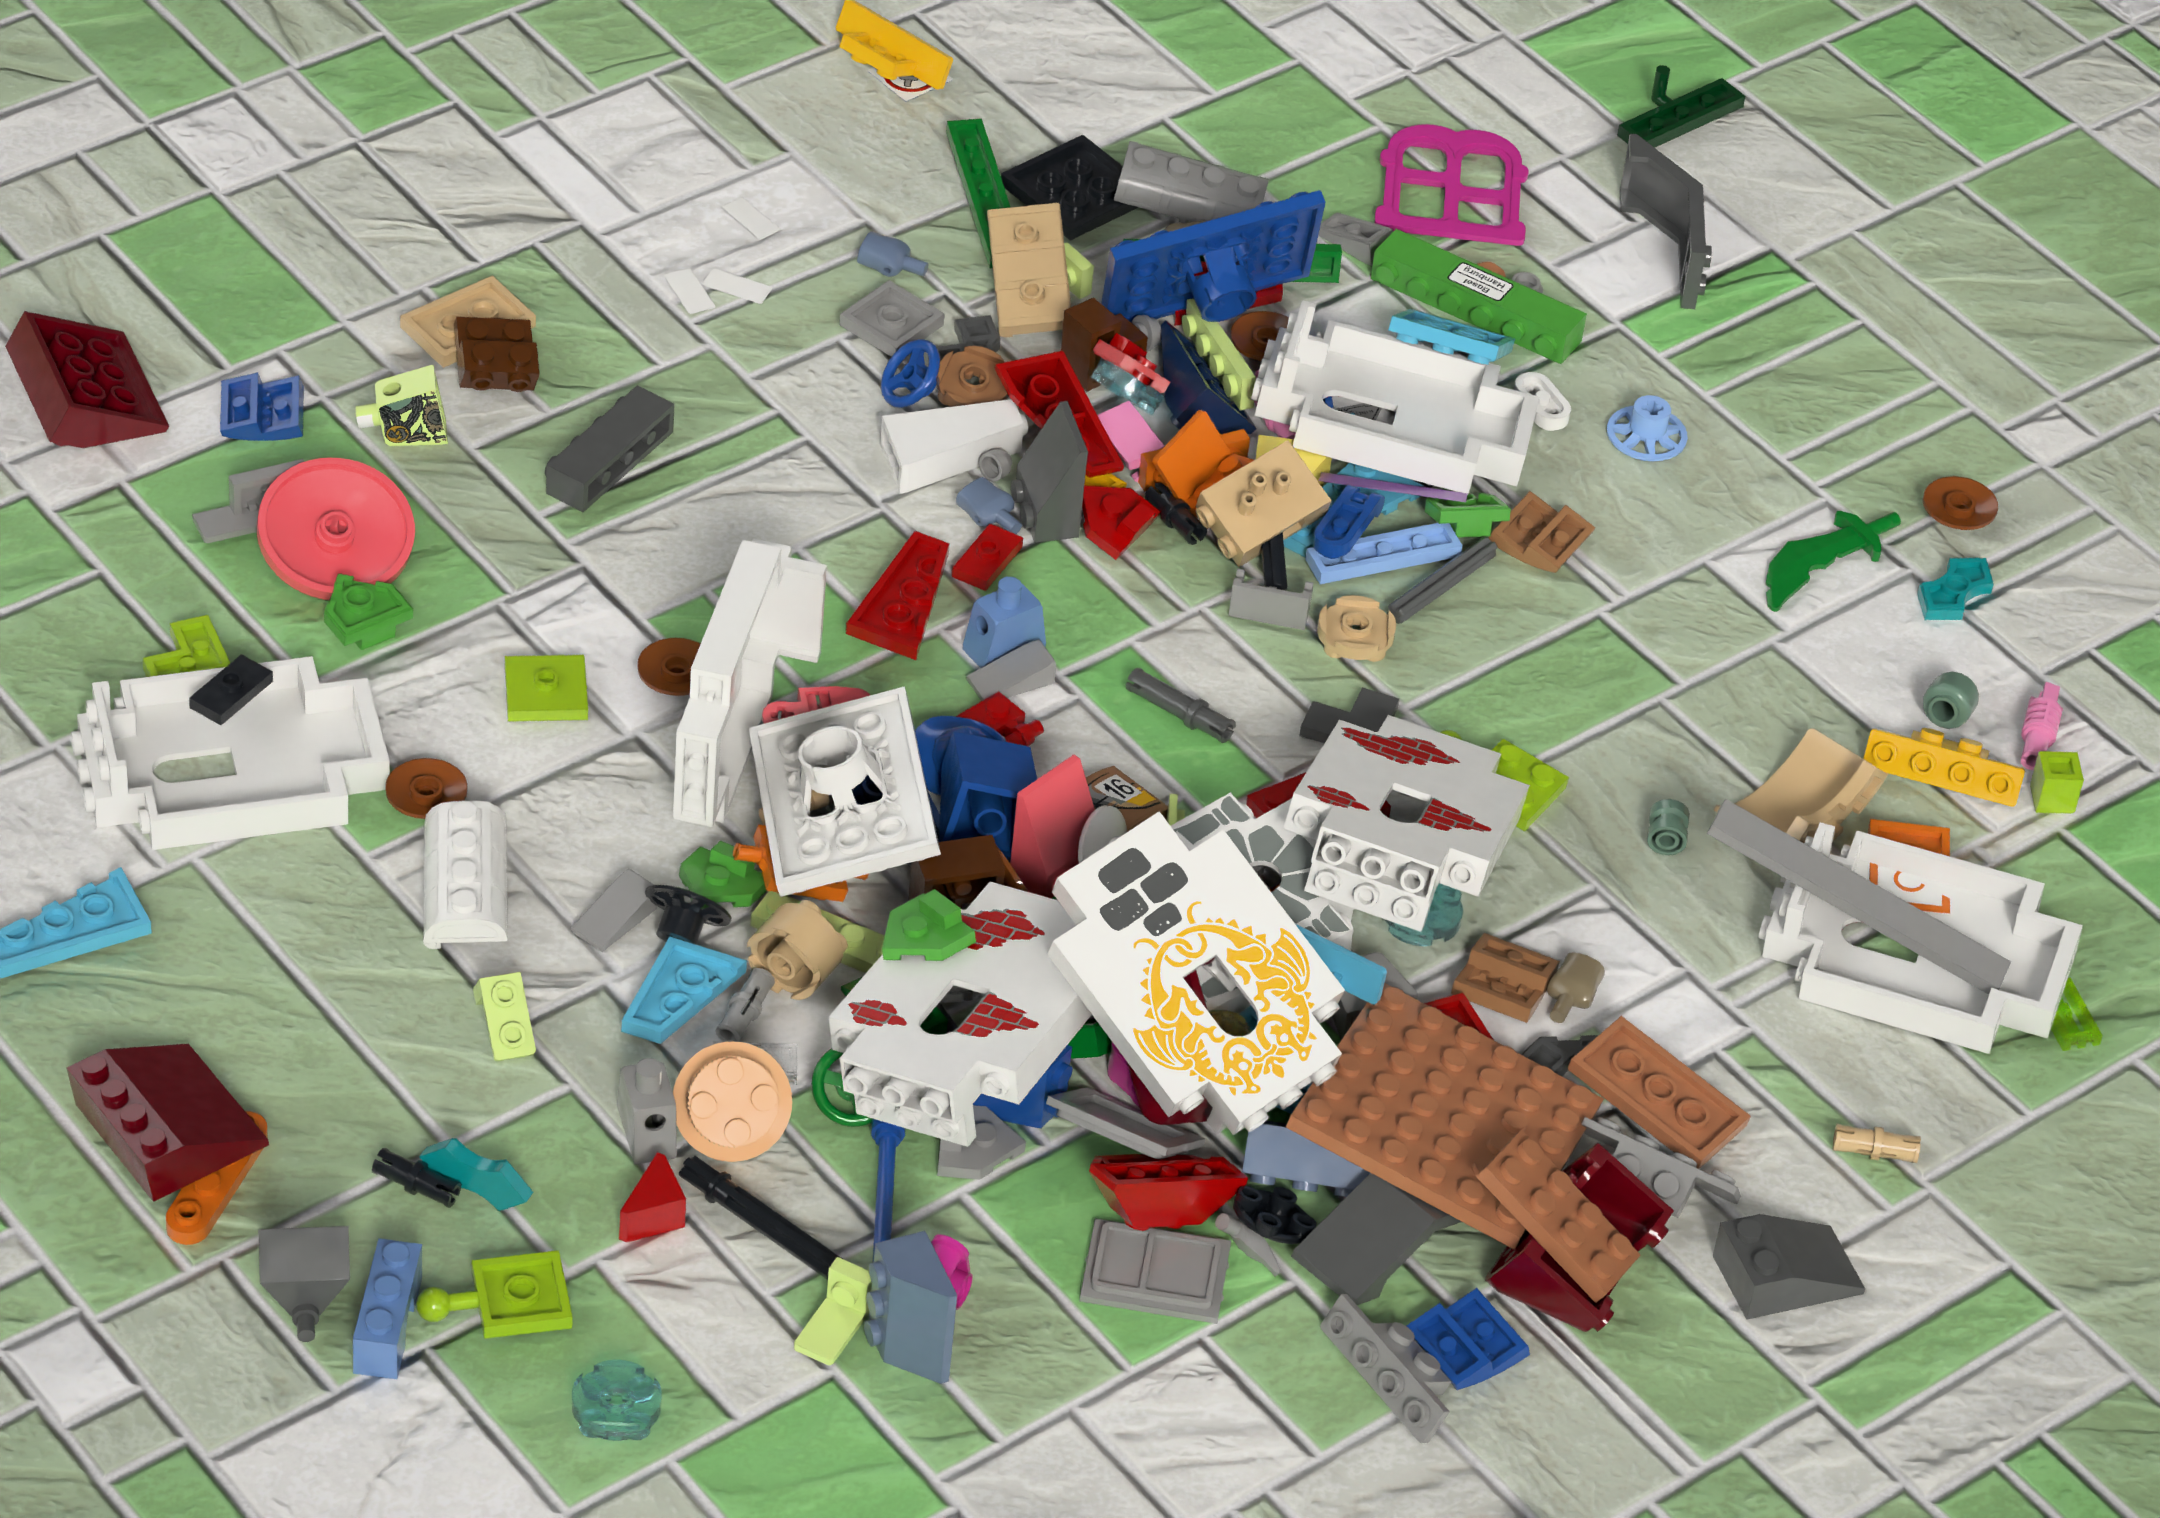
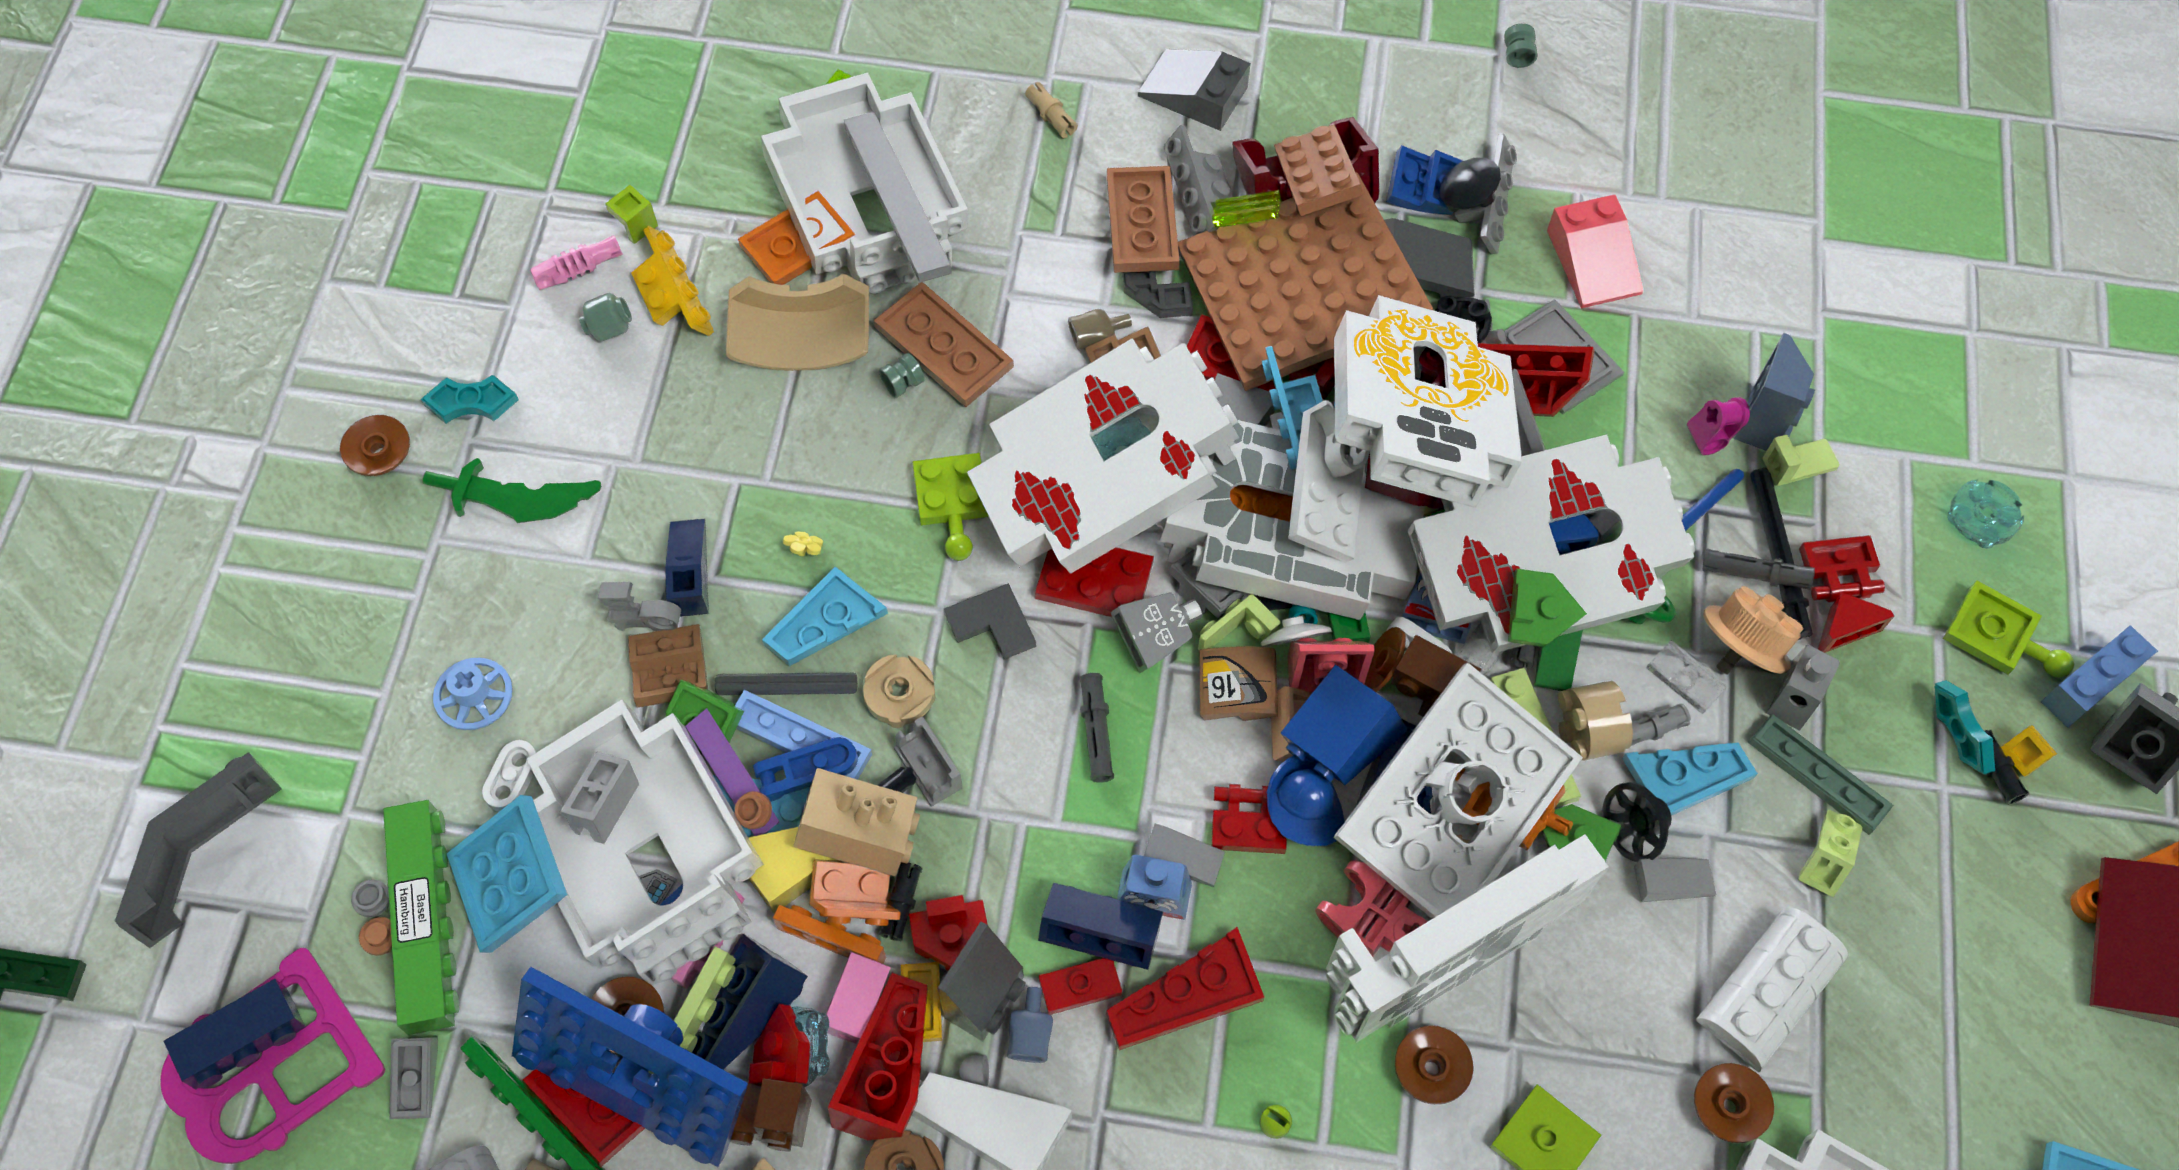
camera: 130 degrees left, 20 degrees up
(400, 1206) = (2028, 750): none -> yellow plate
(554, 1074) = (1820, 773): none -> sand green tile
(713, 1258) = (1840, 558): none -> red plate
(763, 1181) = (1753, 568): none -> dark grey pin
(1042, 568) = (1100, 926): none -> dark blue brick
(1221, 770) = (1155, 627): none -> light grey torso
(1232, 1383) = (1596, 250): none -> slope
(1344, 467) = (753, 810): none -> nougat plate
(1412, 1329) = (1470, 184): none -> black dish
(1450, 392) = (600, 796): none -> light grey hinge
(1477, 633) = (823, 617): none -> medium azure wing
(1485, 167) = (234, 1035): none -> dark blue brick
(1564, 667) = (802, 543): none -> light yellow plant
(1589, 1129) = (1246, 209): none -> clear neon green tile
(1591, 534) = (626, 613): none -> light grey piece
(1617, 582) = (687, 567): none -> dark blue slope
(1672, 878) = (944, 344): none -> nougat plate

